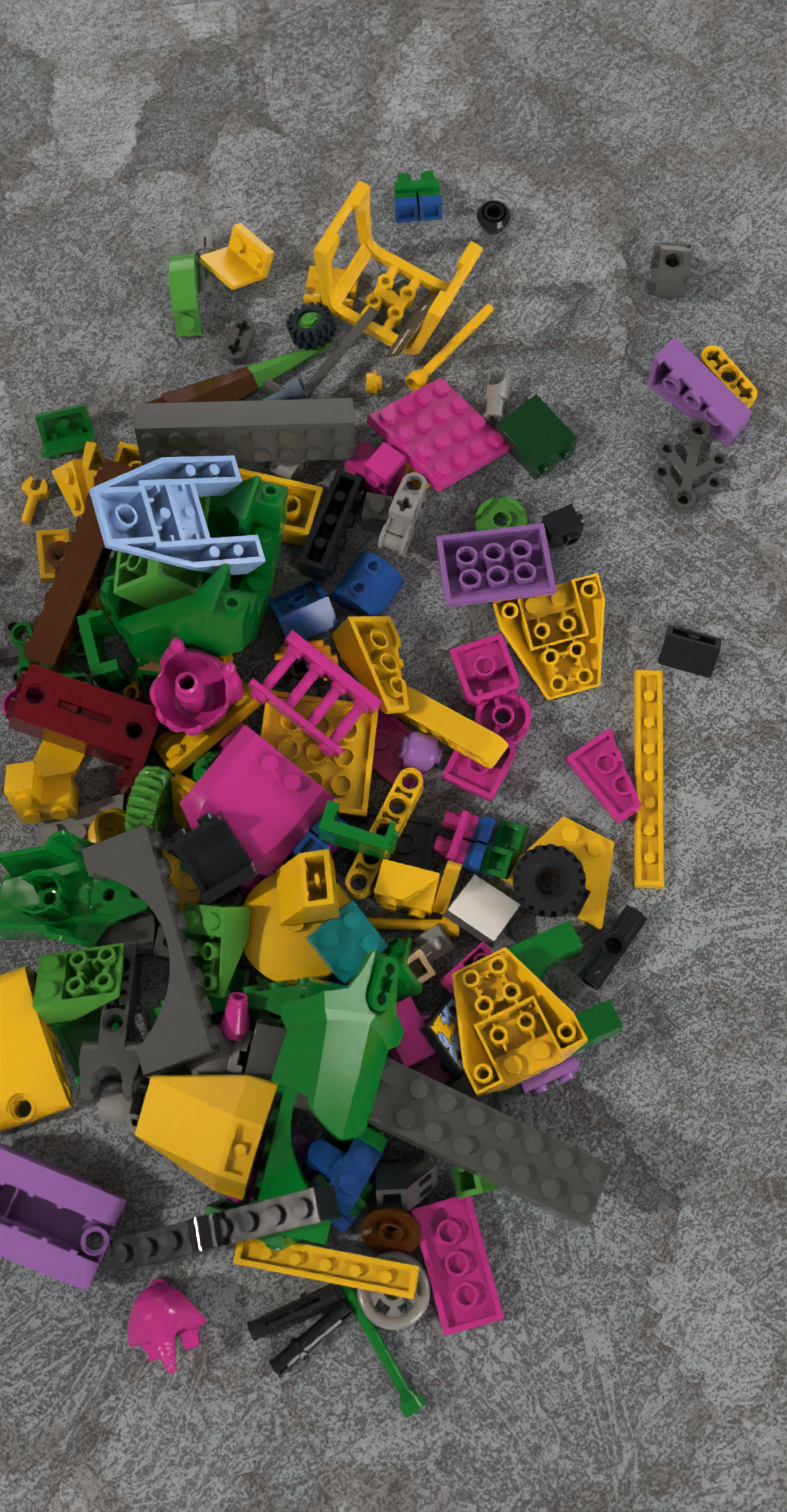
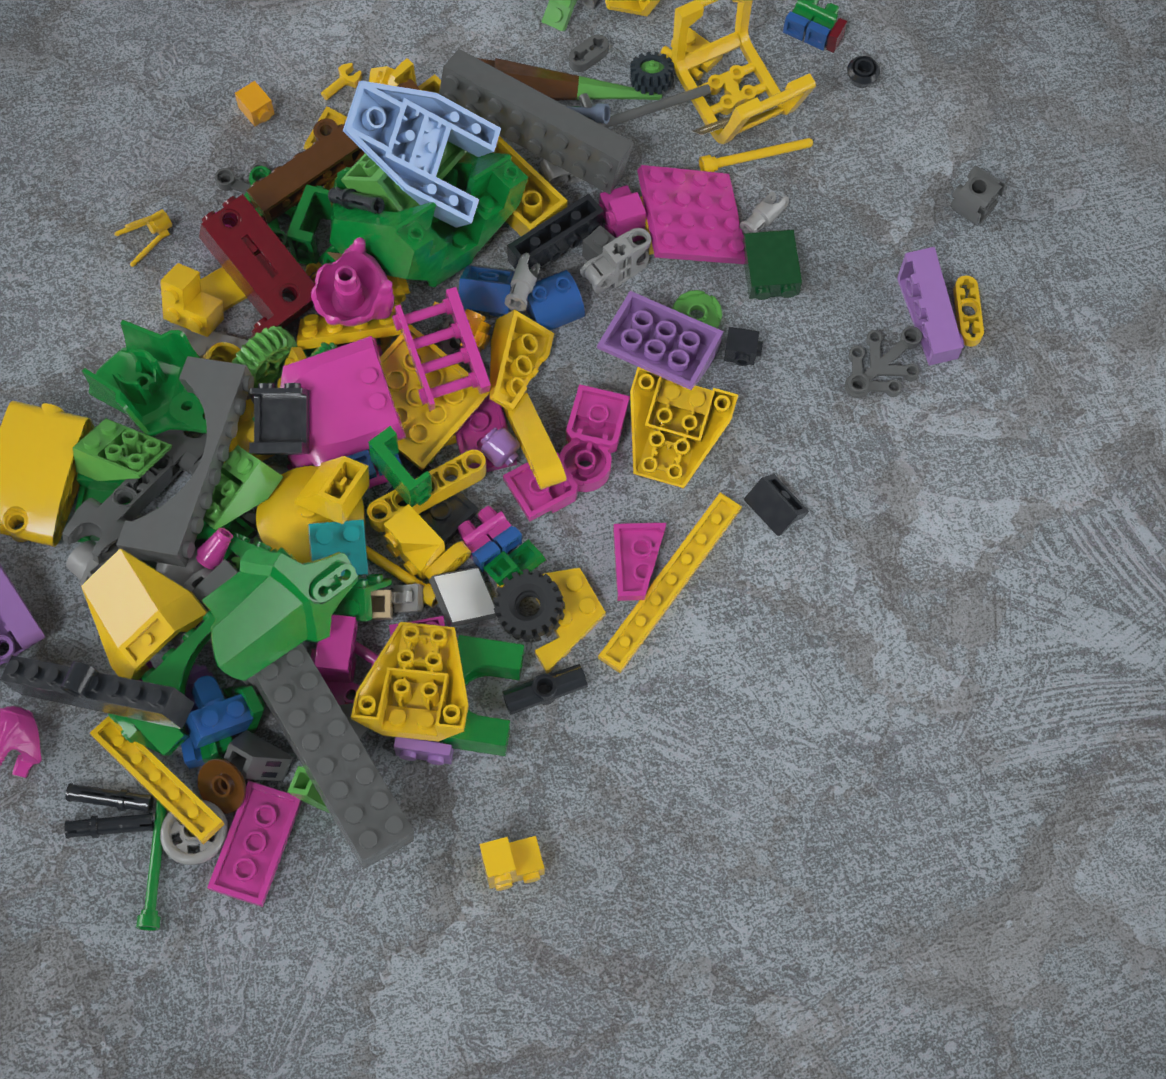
camera: 25 degrees right, 5 degrees down
(65, 431) = (401, 41): green bracket -> none
(134, 606) = (351, 199): none -> black pin
(338, 588) = (522, 284): none -> light grey piece
(373, 382) = (671, 146): yellow plate -> none
(443, 1035) = (358, 661): tile -> none
(447, 198) = (836, 35): none -> dark red tile
(698, 1127) = (511, 862): none -> yellow brick

